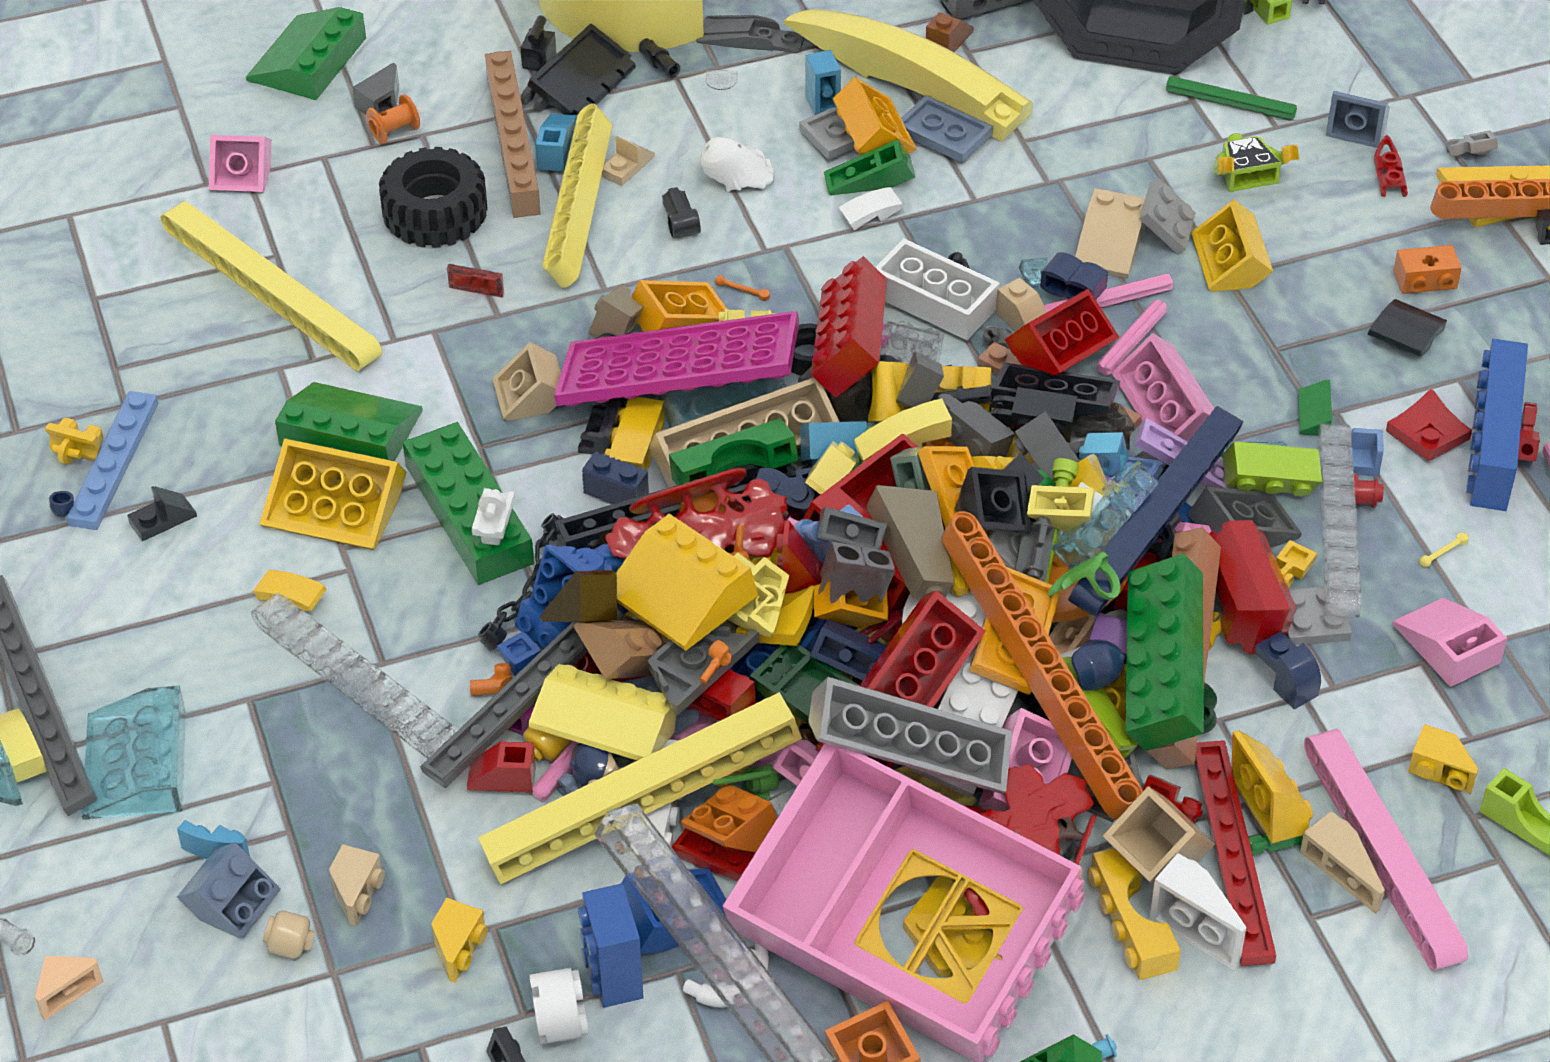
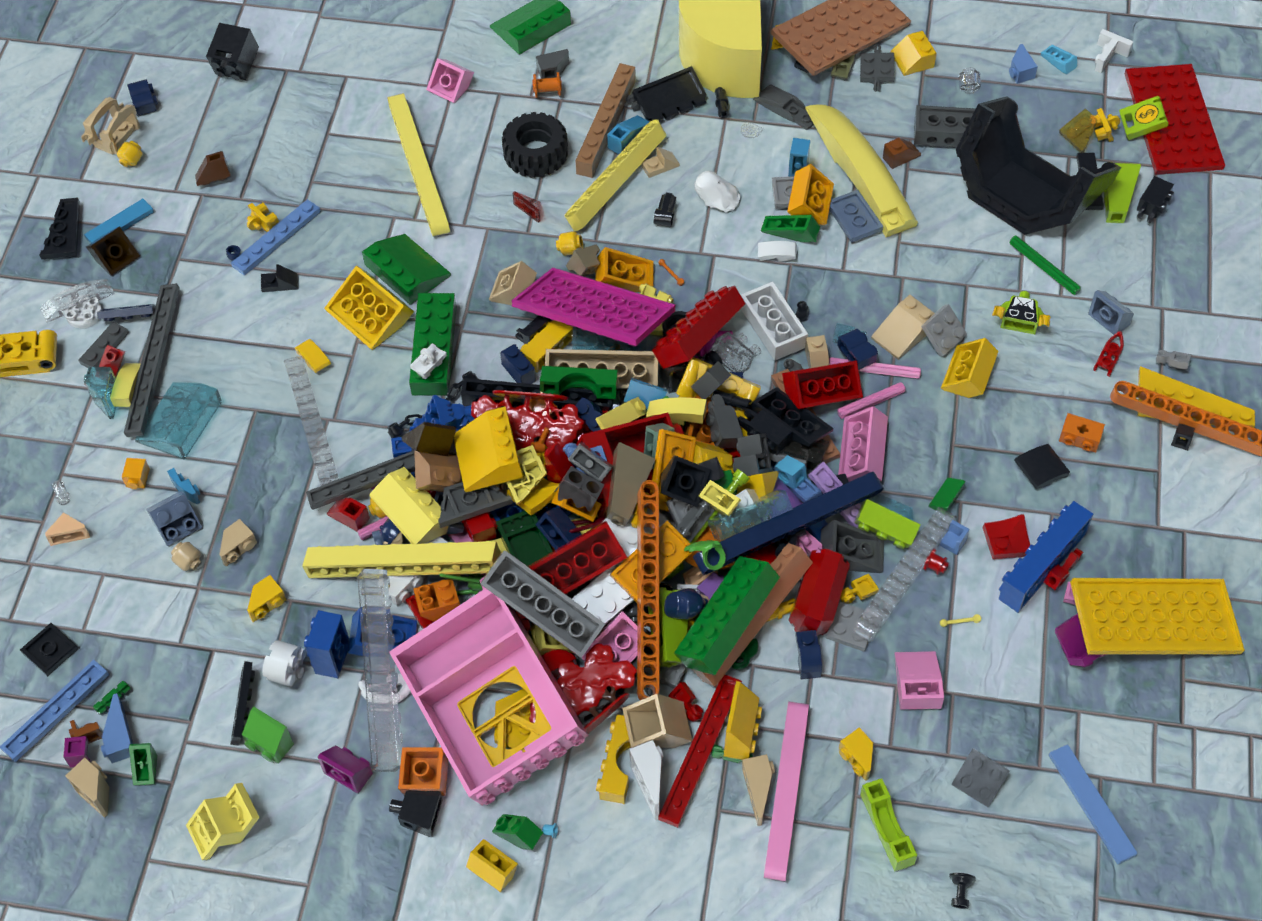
camera: 30 degrees right, 10 degrees up
(121, 857) = (135, 473): none -> light orange brick
(494, 683) = (377, 459): orange arm -> none
(538, 46) = (656, 68): black brick -> none
(574, 302) = (569, 242): none -> yellow head
(720, 656) = (480, 505): orange hand -> none

